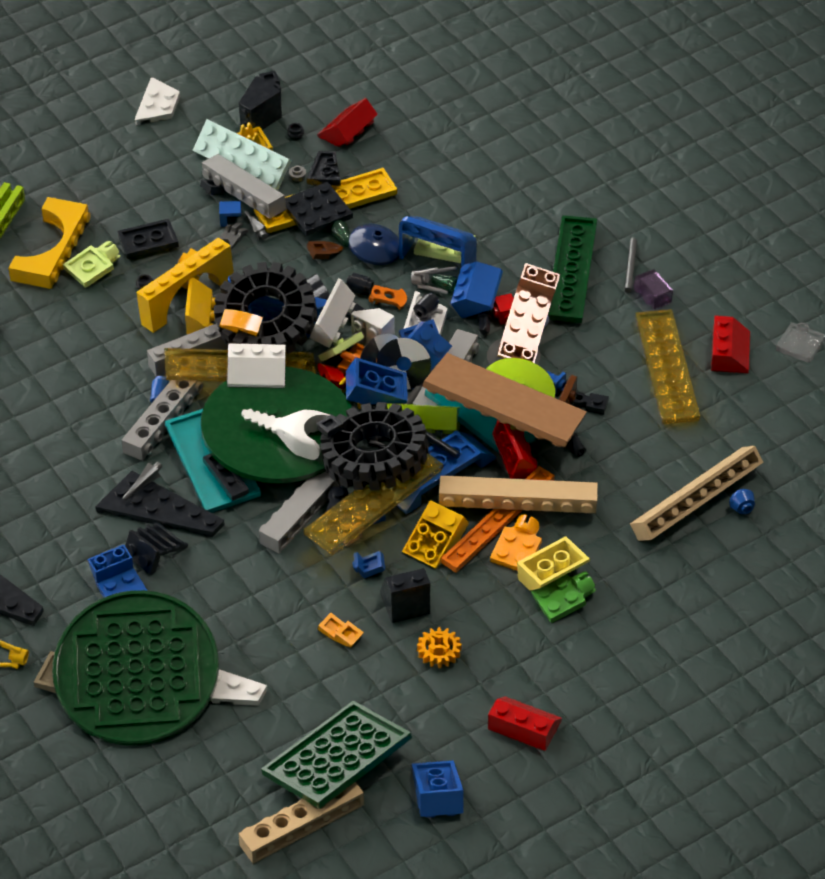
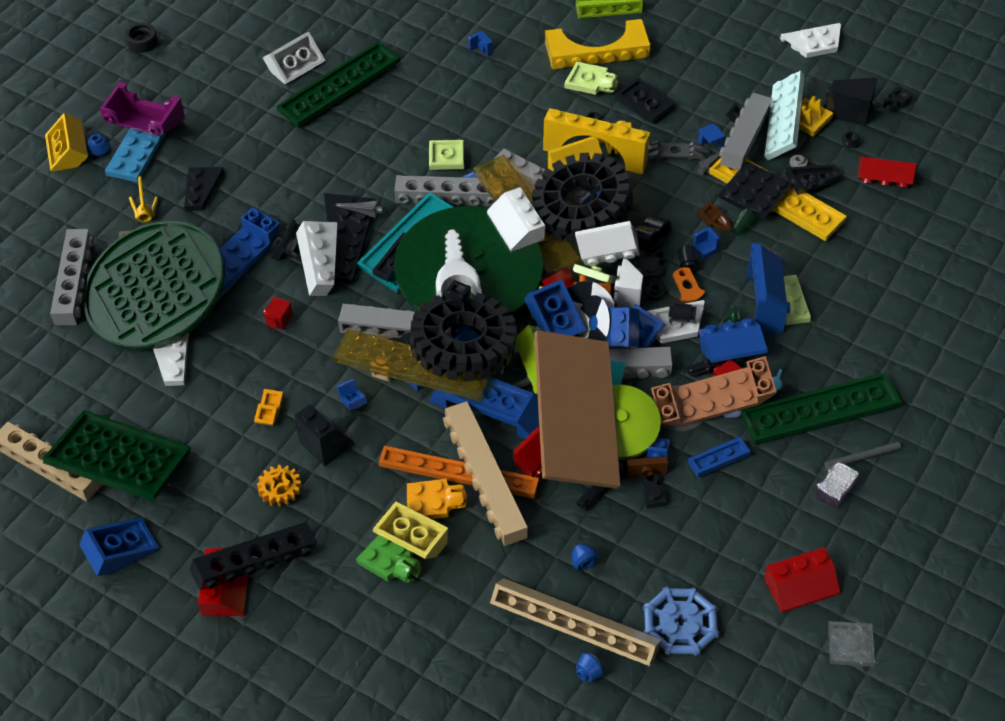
camera: 65 degrees right, 5 degrees up
(53, 734) = (71, 277): none -> light grey brick
(112, 400) = (446, 154): none -> yellowish green plate
(188, 529) = (318, 255): none -> white wedge
(231, 587) = (278, 313): none -> red brick
(239, 320) = (548, 184): light orange slope -> none
(351, 263) = (706, 242): none -> blue panel
(374, 244) = (735, 251): dark blue dish -> none
(421, 277) = (725, 298): light grey plant -> none
(435, 534) = (414, 431): yellow slope -> none
(442, 445) = (510, 376): black bar -> none
(519, 679) = (203, 567): none -> black brick
(583, 347) = (718, 457): none -> blue plate
(635, 466) = (584, 556): none -> blue cone
(667, 367) = (738, 536): clear yellow plate -> none
(720, 444) = (687, 611): none -> medium blue plate

